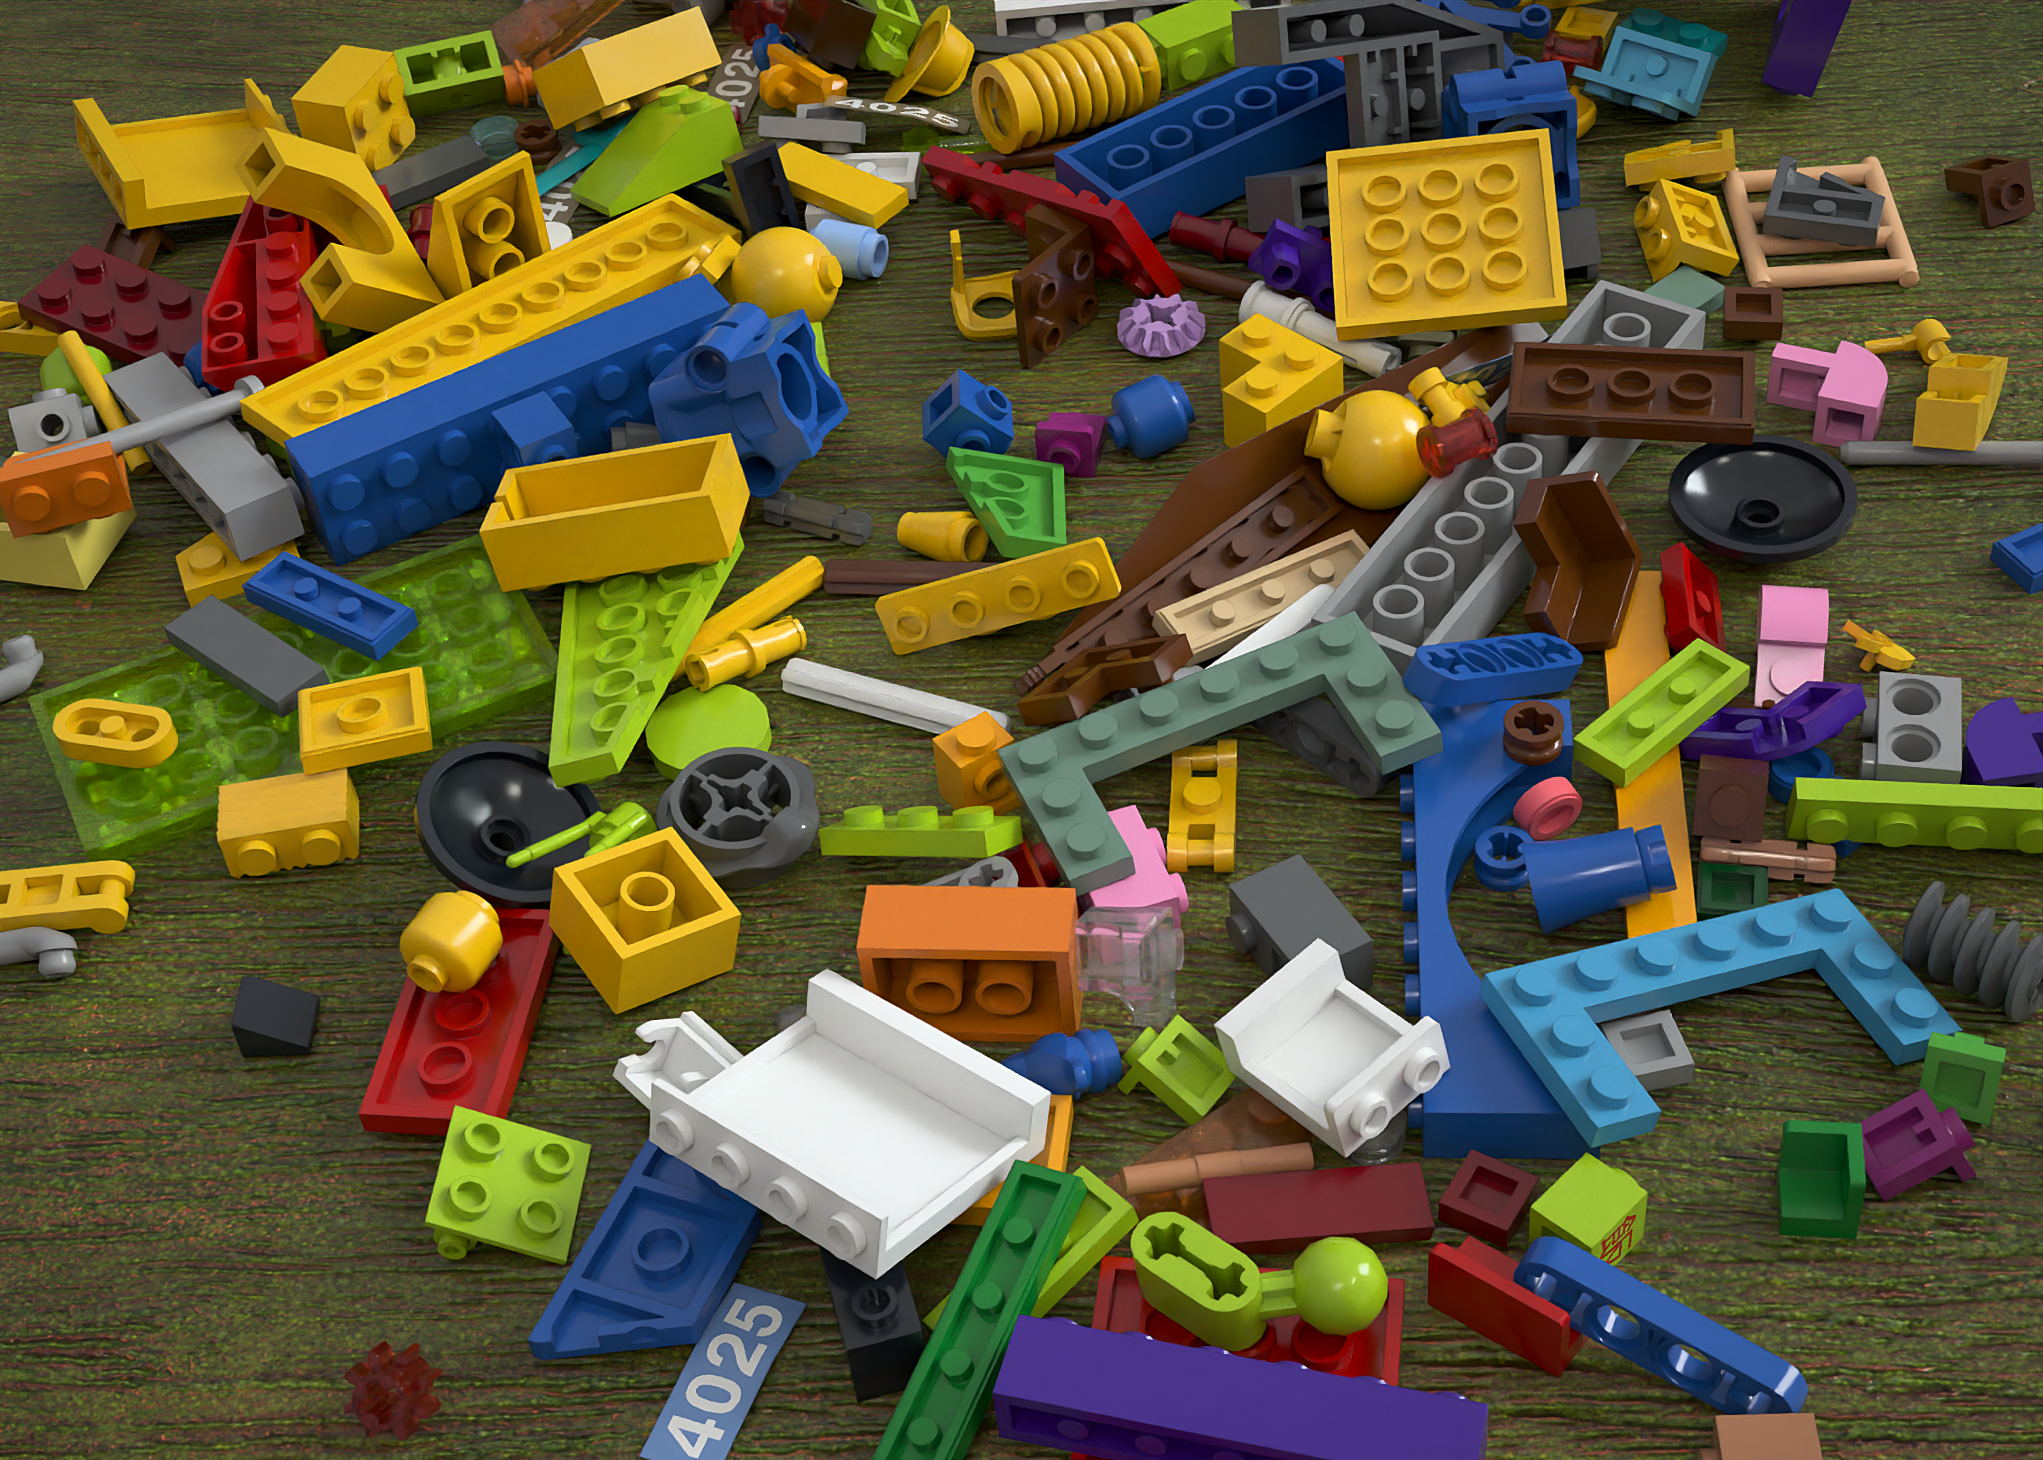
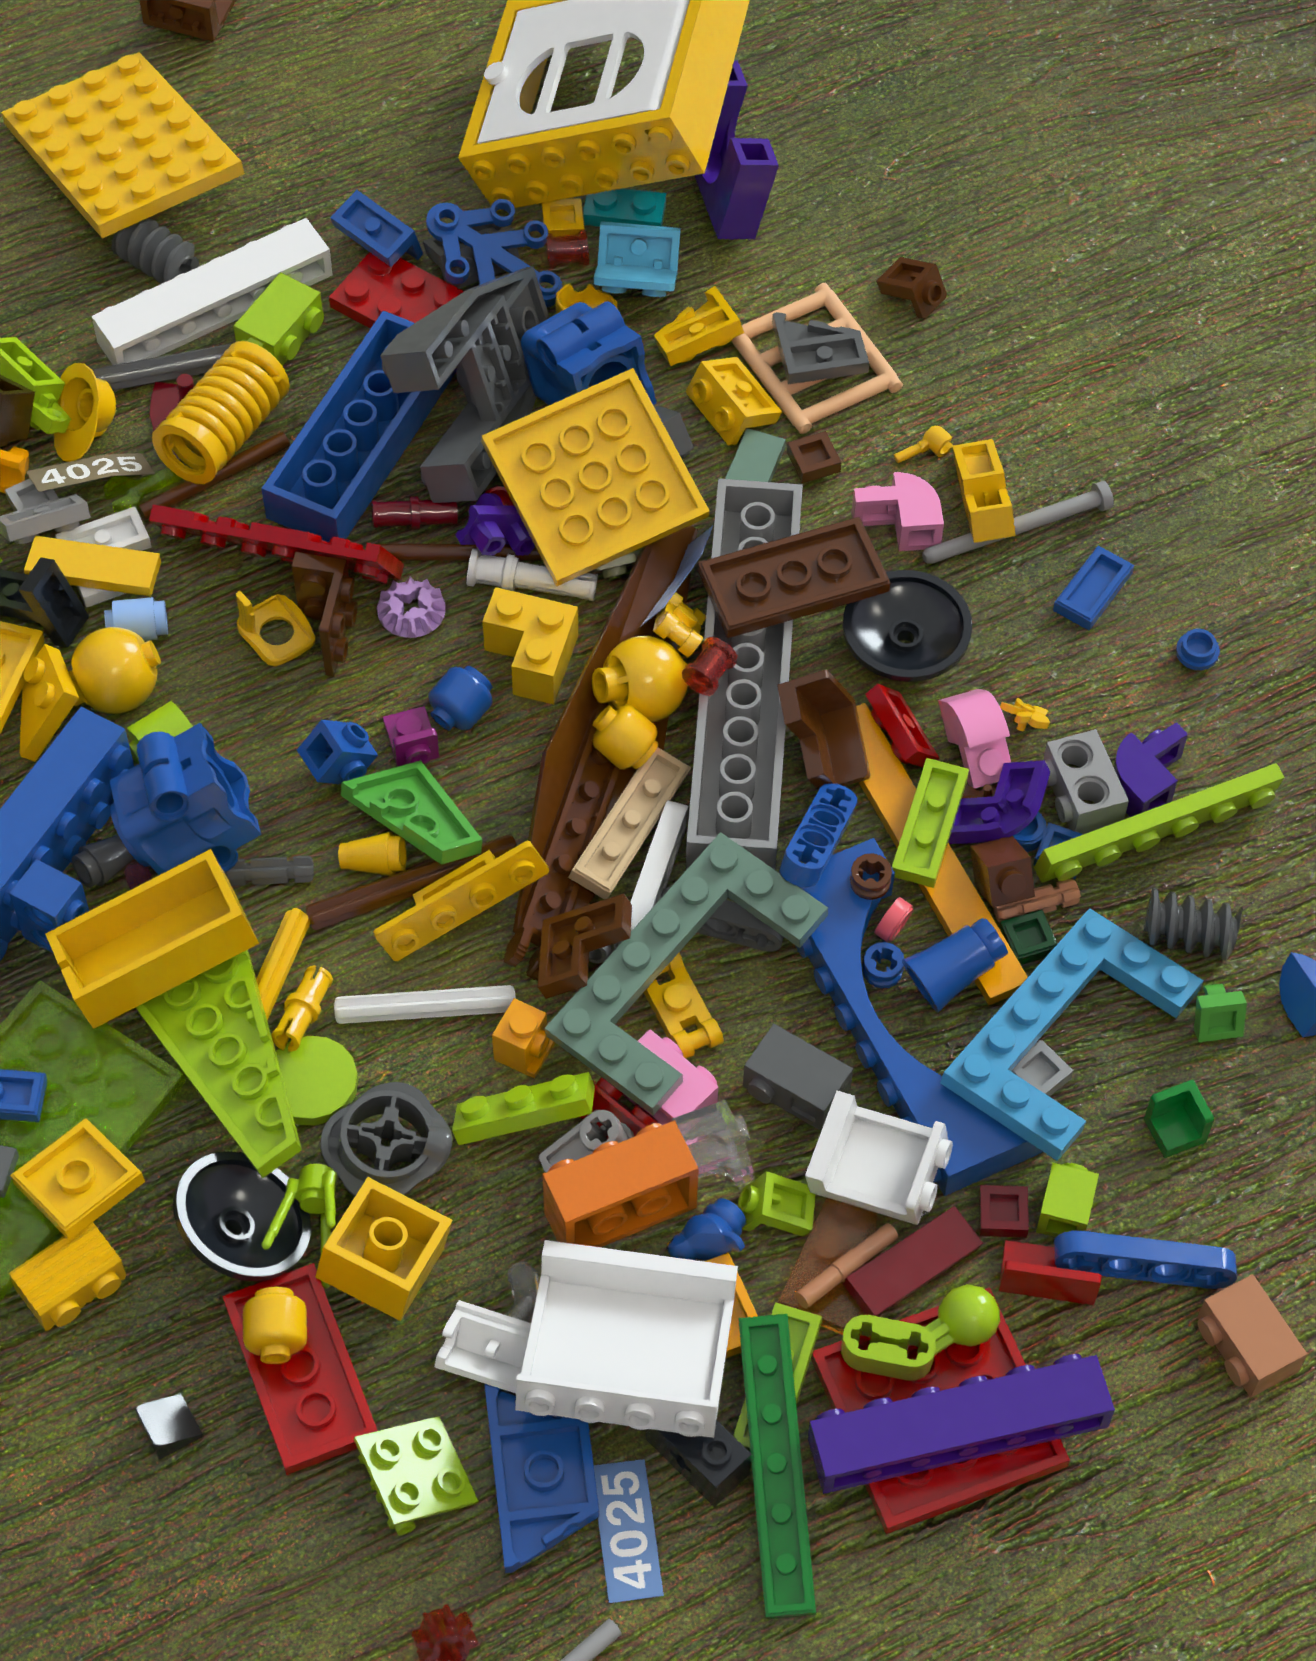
camera: 35 degrees left, 15 degrees up
(1315, 499) = (625, 736): none -> yellow head
(1913, 1144) = (1215, 1070): magenta bracket -> none

